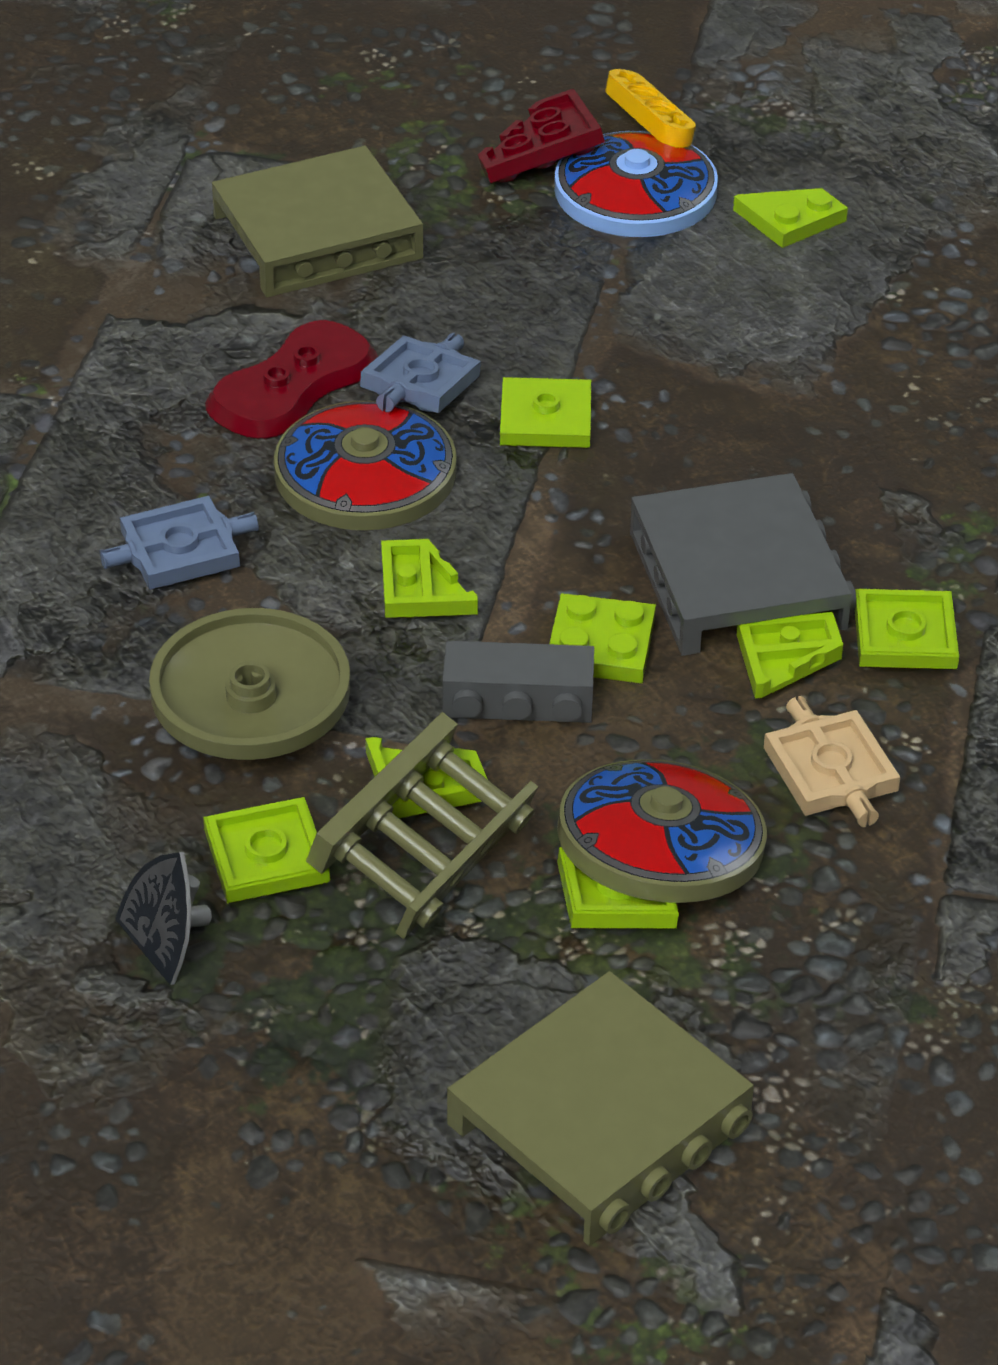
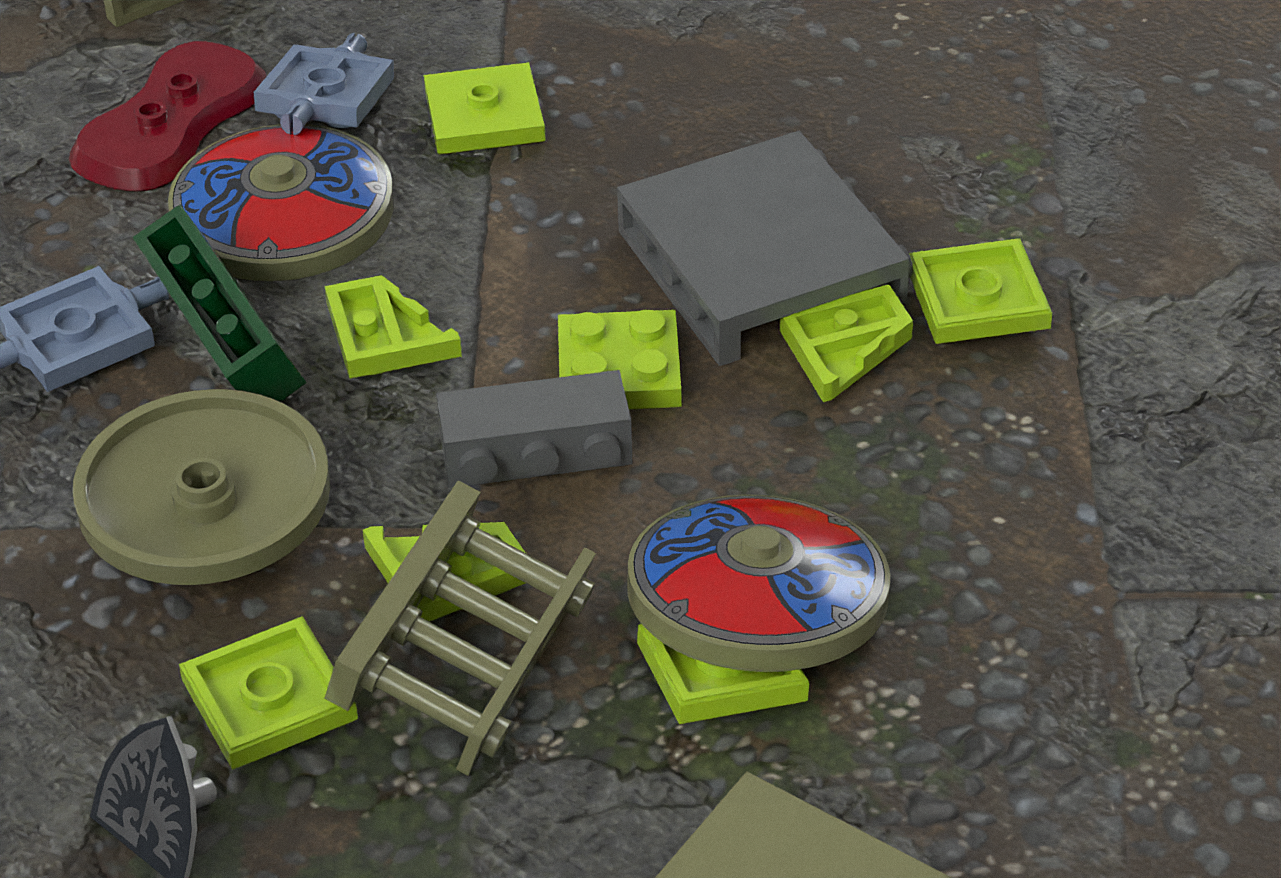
camera: 10 degrees left, 0 degrees up
(293, 544) = (217, 307): none -> dark green brick
(831, 762) = (938, 463): tan plate -> none

